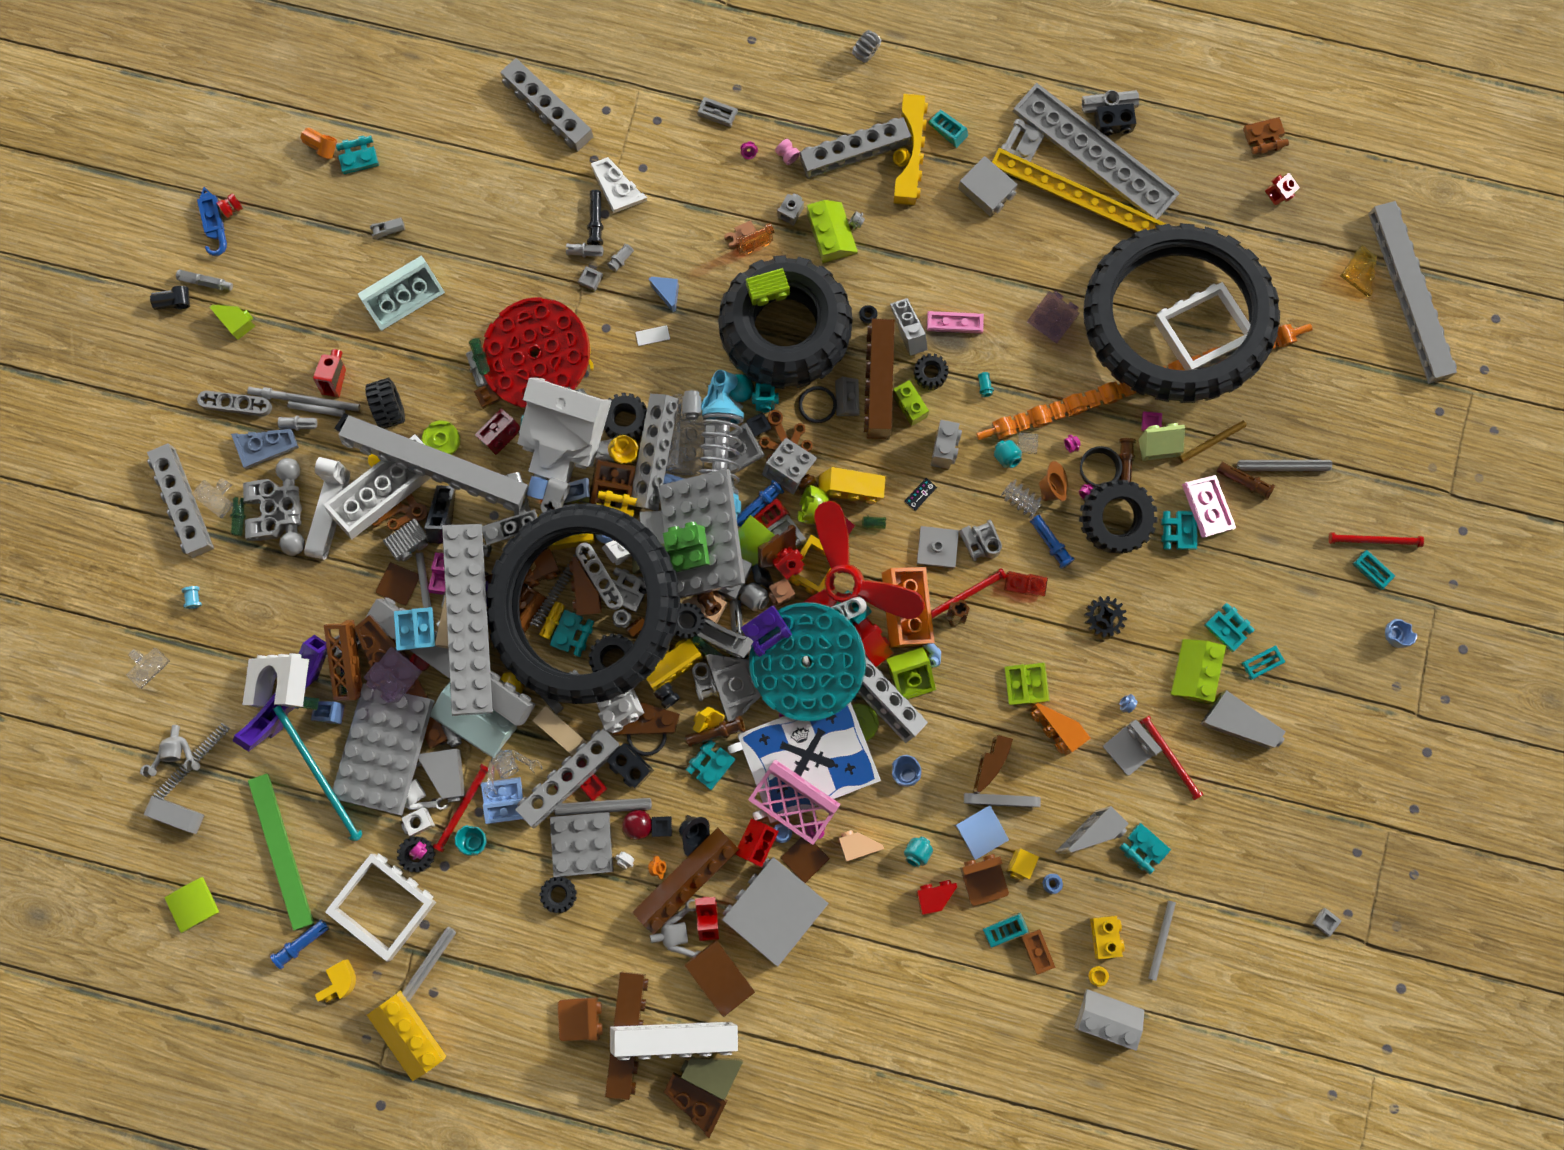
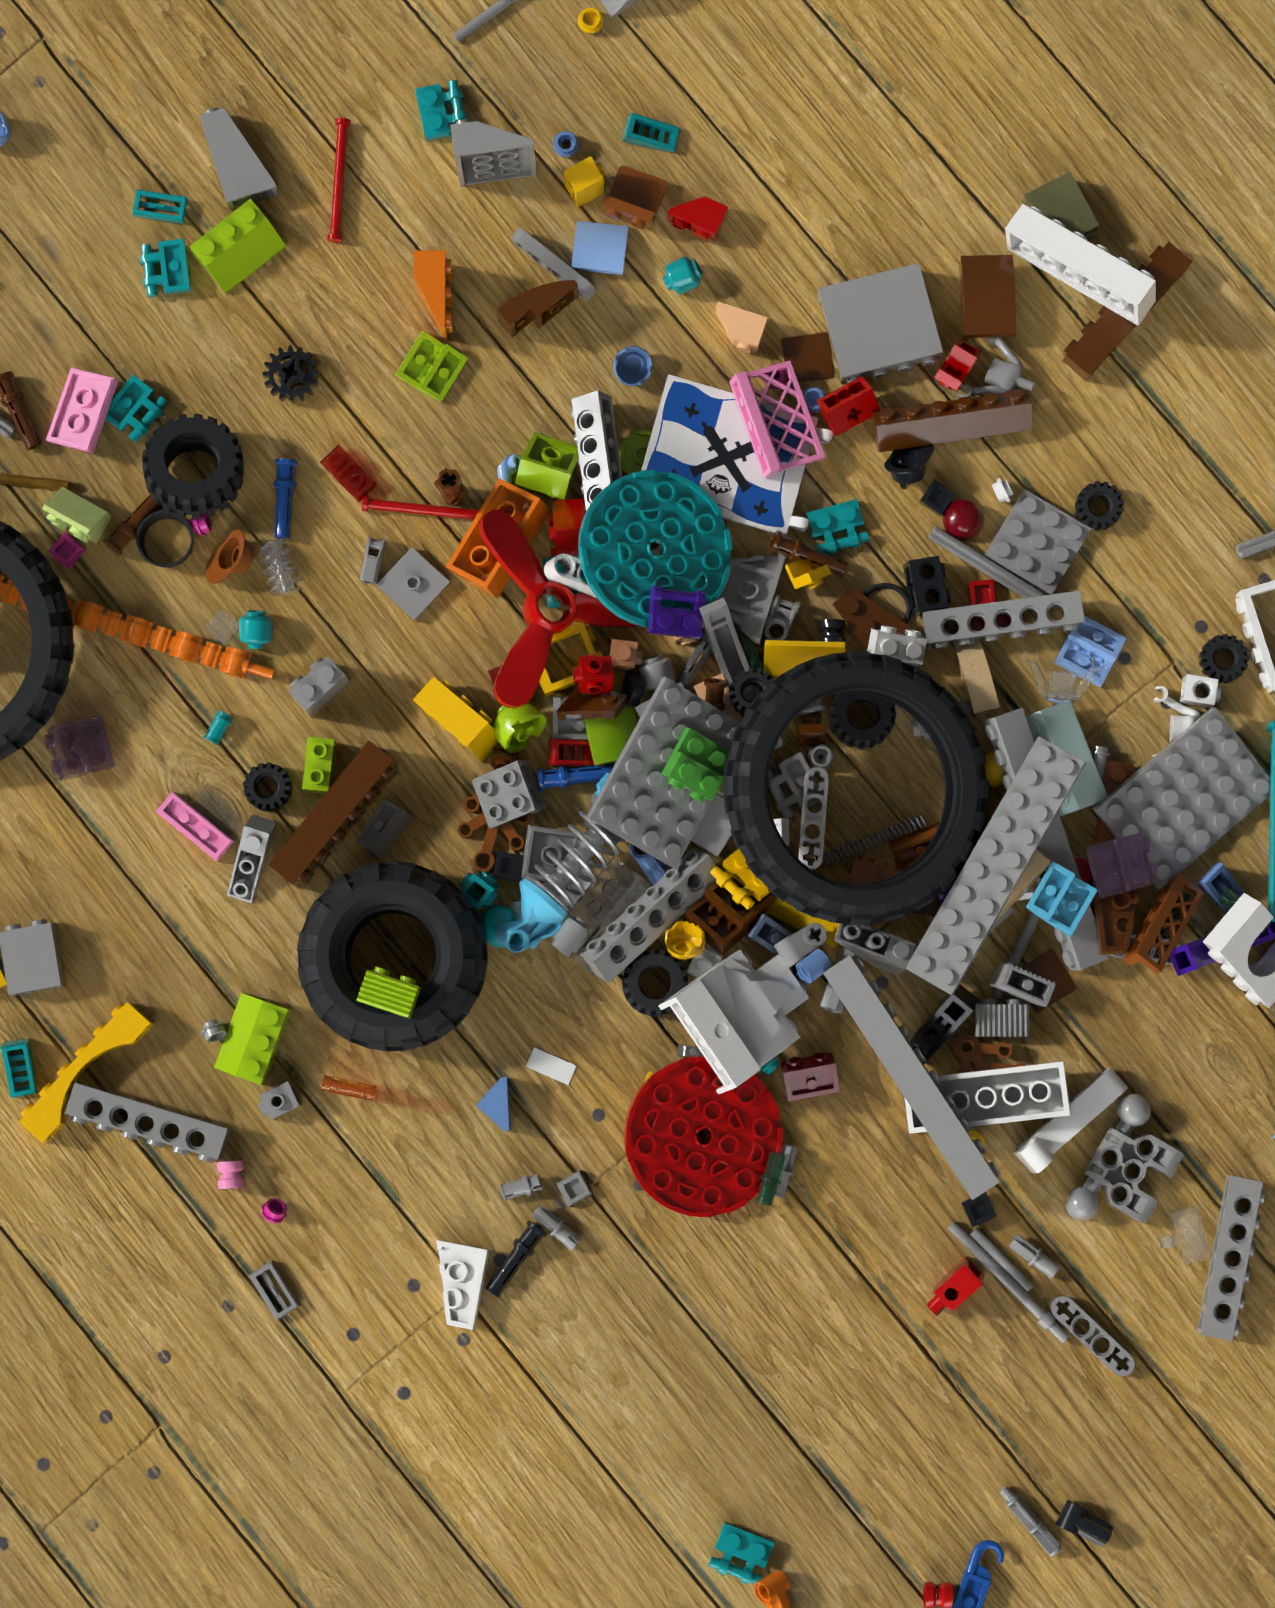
camera: 145 degrees left, 5 degrees up
(234, 319) = (1026, 1440): lime slope -> none
(237, 517) = (1176, 1190): clear green axle -> none
(263, 446) = (1093, 1256): sand blue wing -> none
(385, 403) = (918, 1197): black tyre -> none
(390, 226) = (764, 1426): light grey bar -> none
(401, 293) = (808, 1331): light aqua slope -> none
(406, 567) = (1022, 984): none -> light grey brick
(418, 850) = (1219, 654): dark pink plate -> none
(437, 581) = (990, 954): dark pink slope -> none
(442, 436) = (881, 1116): lime tile -> none
(445, 773) = (1133, 724): light grey slope -> none
(461, 808) = (1141, 673): red bar -> none
(470, 840) = (1155, 628): teal hair -> none
(486, 396) = (794, 1130): reddish brown tile -> none
(518, 72) = (475, 1519): light grey brick -> none
(552, 620) = (900, 810): yellow axle -> none
(567, 630) = (890, 788): teal plate -> none
(579, 1019) = (1164, 361): dark orange bracket -> none
(586, 594) = (841, 808): dark orange slope -> none
(657, 867) = (973, 457): orange plate -> none
(696, 1102) = (1100, 189): reddish brown wing -> none
(741, 230) = (355, 1110): nougat plate -> none
(817, 420) = (428, 821): black piece -> none
(866, 46) = (37, 1237): light grey gear -> none
(867, 309) = (278, 904): black plate -> none
(873, 522) = (463, 662): clear green pin -> none
(901, 157) = (102, 1069): yellow plate -> none
(920, 494) = (385, 658): black sticker -> none
(986, 536) = (351, 552): light grey piece -> none
(1038, 951) = (634, 87): dark orange plate -> none
(1072, 443) = (174, 589): dark pink plate -> none
(1106, 937) = (552, 50): yellow brick -> none
(1128, 703) = (340, 267): medium blue plate -> none
(1131, 747) = (373, 219): light grey bracket -> none

